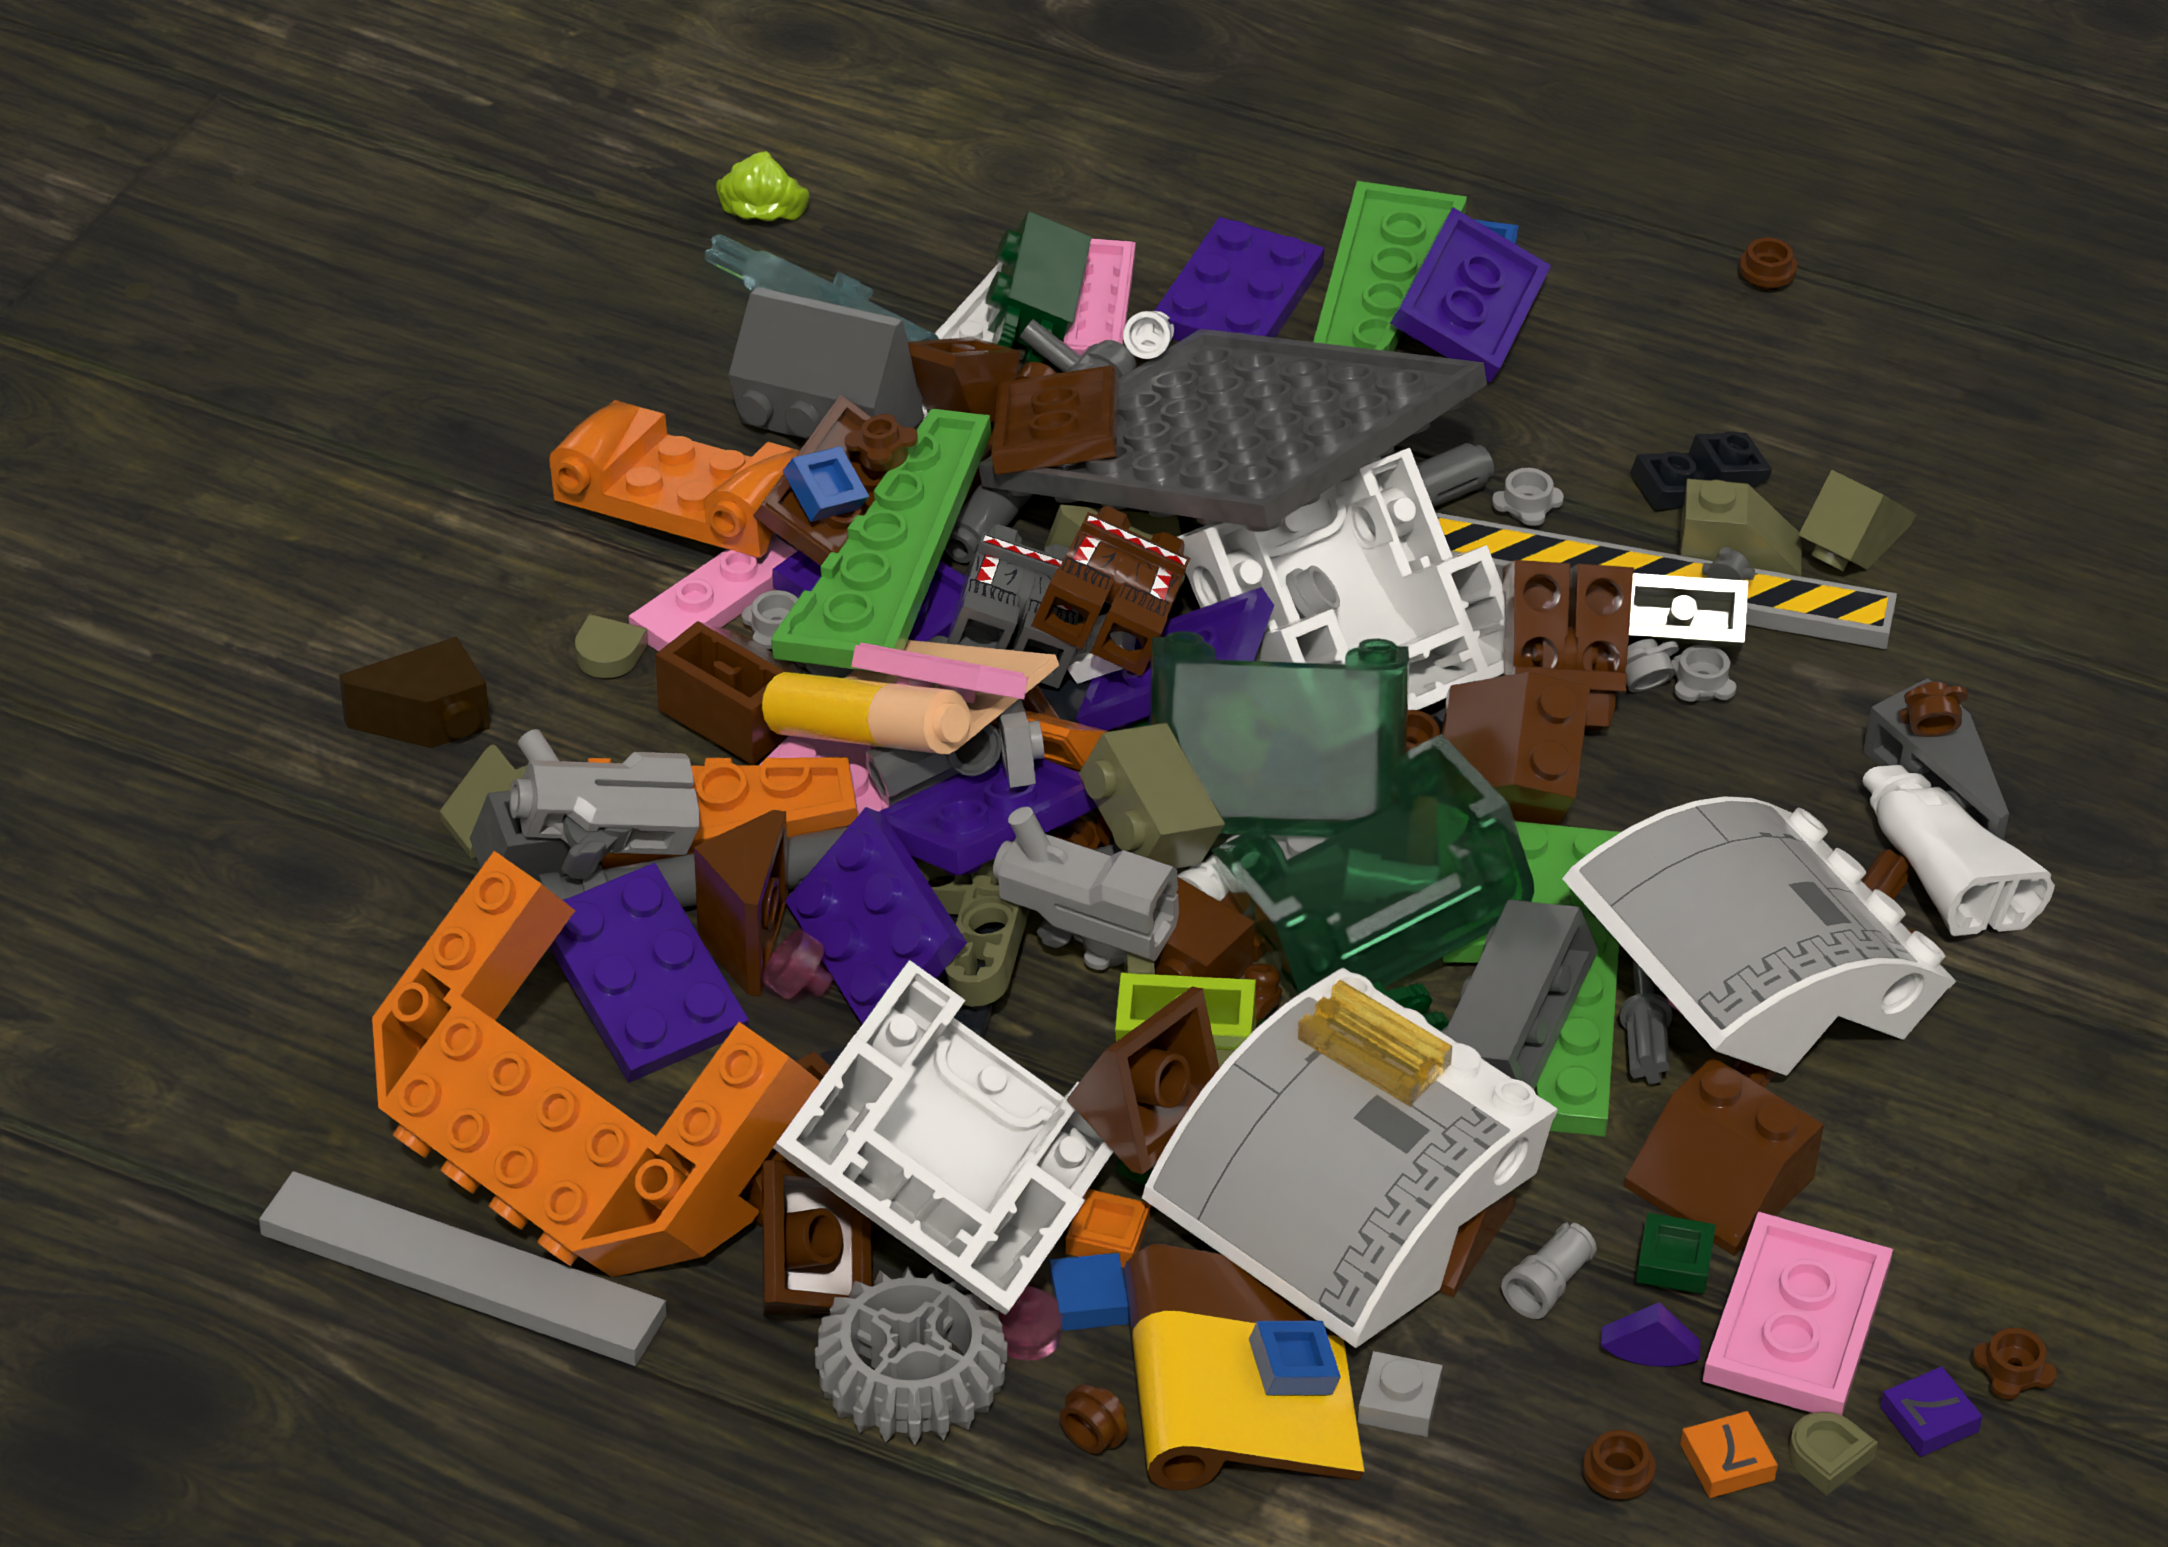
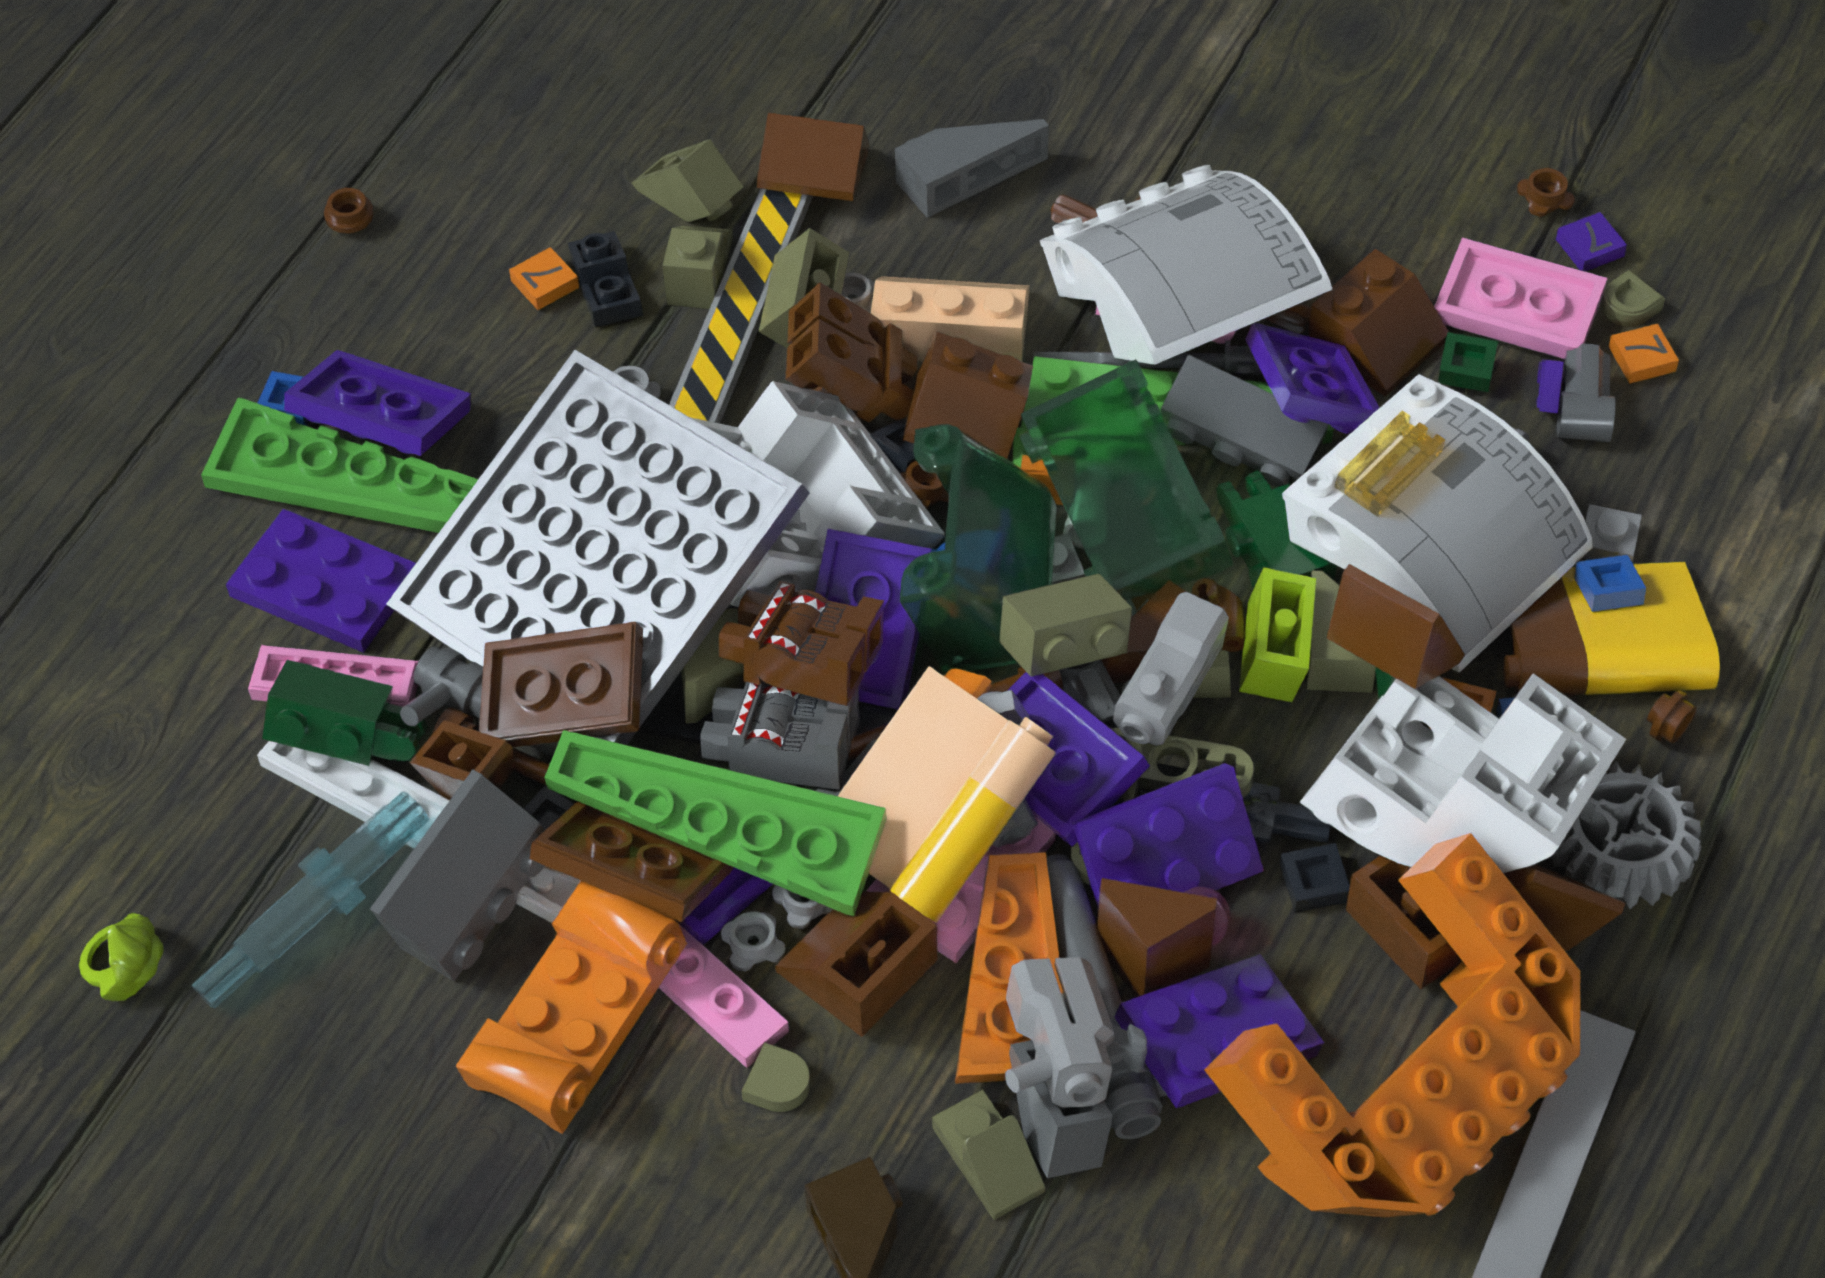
camera: 85 degrees left, 10 degrees up
(825, 483) = (654, 856): blue tile -> none
(882, 442) = (607, 823): reddish brown plate -> none
(950, 674) = (950, 750): bright pink plate -> none
(1148, 334) = (409, 631): white pin -> none
(1575, 1038) = (1312, 378): none -> dark purple plate
(1605, 1371) = (1585, 404): none -> dark grey piece
(1623, 1451) = (1665, 411): reddish brown plate -> none
(1679, 736) = (976, 311): none -> light nougat slope
(1691, 416) = (544, 278): none -> orange tile
(1729, 565) = (751, 261): dark grey piece -> none
(1916, 619) = (812, 156): none -> reddish brown slope
(1933, 709) = (953, 137): reddish brown plate -> none
(1960, 863) = (1084, 155): white piece -> none

